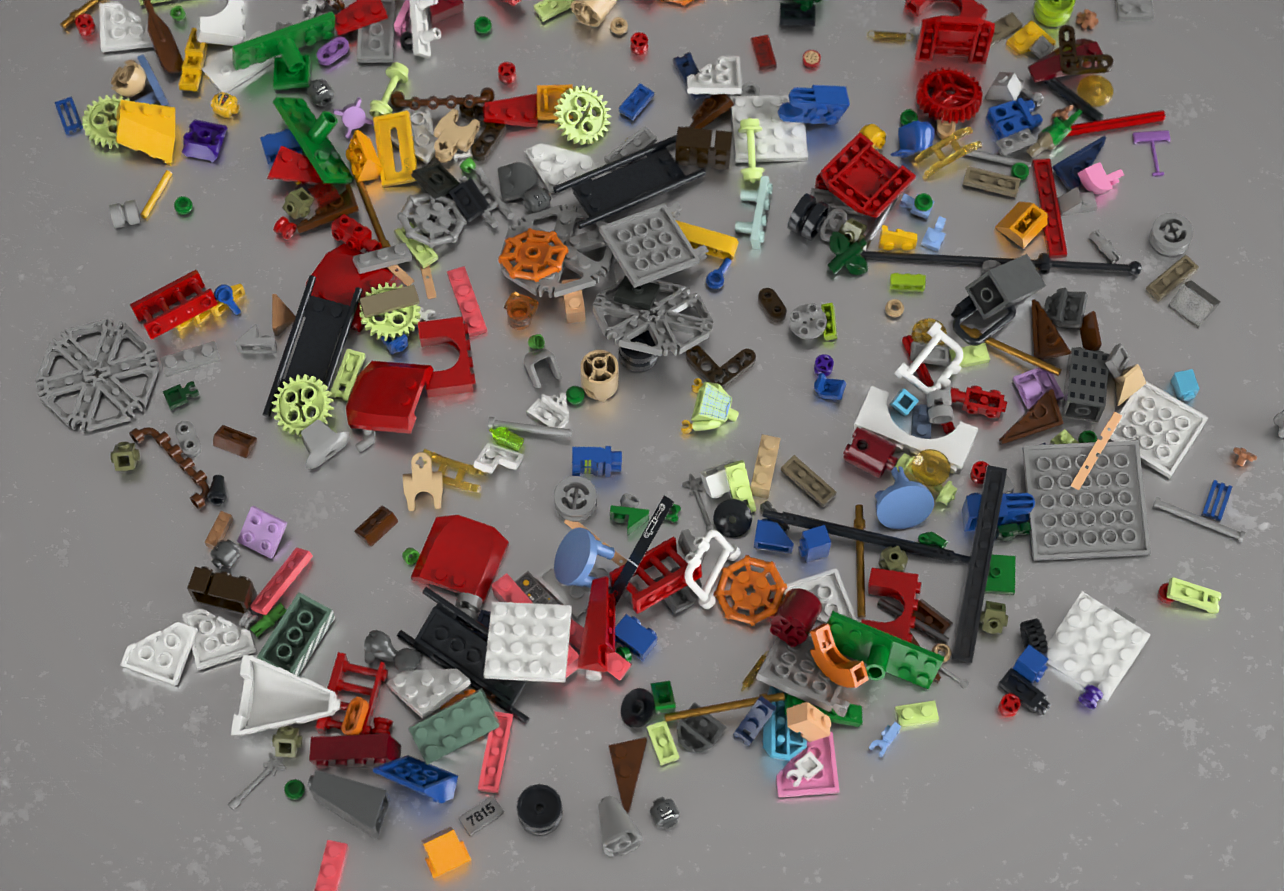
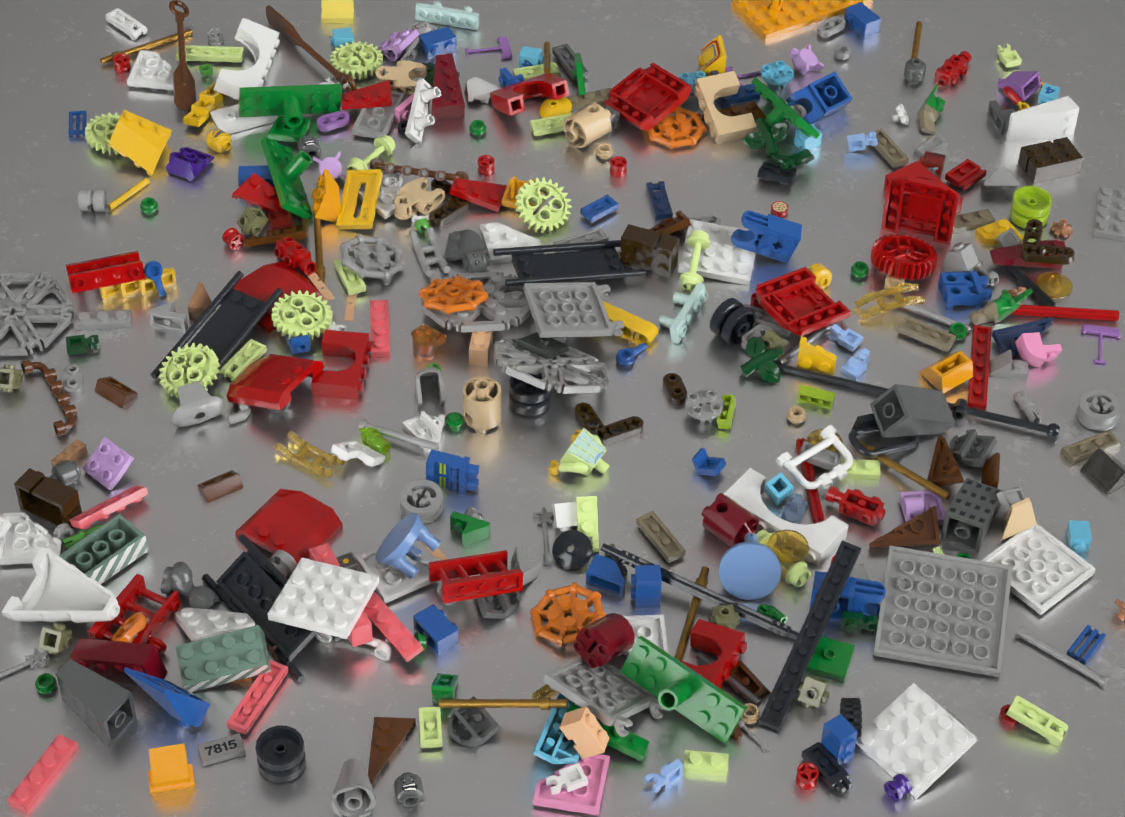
camera: 15 degrees right, 20 degrees down
(129, 79) = (142, 105): tan cylinder -> none
(157, 94) = (162, 110): medium blue piece -> none
(217, 490) = (81, 424): black cone -> none
(382, 258) = (312, 275): light grey plate -> none
(389, 301) = (303, 302): dark tan tile -> none
(413, 559) = (246, 513): bright green hinge -> none
(422, 480) = (277, 453): tan piece -> none
(435, 179) = (387, 229): pearl dark grey plate -> none
(469, 199) = (413, 249): black plate -> none
(599, 628) = (400, 605): red wedge -> none
(631, 708) = (415, 689): black dish -> none
(641, 547) = (454, 556): black sticker -> none
(674, 515) = (512, 533): green plate -> none
(693, 559) = (515, 565): white bar -> none
(719, 78) = (690, 203): white plate -> none
(755, 720) = (530, 723): dark blue plate -> none
(763, 52) = (734, 196): clear red tile -> none
(765, 466) = (625, 505): tan arch -> none
(823, 361) = (710, 443): dark purple wheel -> none
(833, 663) = (626, 682): orange arch -> none
(890, 35) = (861, 205): clear yellow piece -> none
(914, 138) = (858, 282): blue piece -> none
(923, 202) = (851, 332): green plate -> none
(940, 409) = (813, 498): light grey wheel -> none
(1015, 142) = (963, 305): light grey hinge -> none
(1098, 447) = (941, 587): light nougat piece -> none

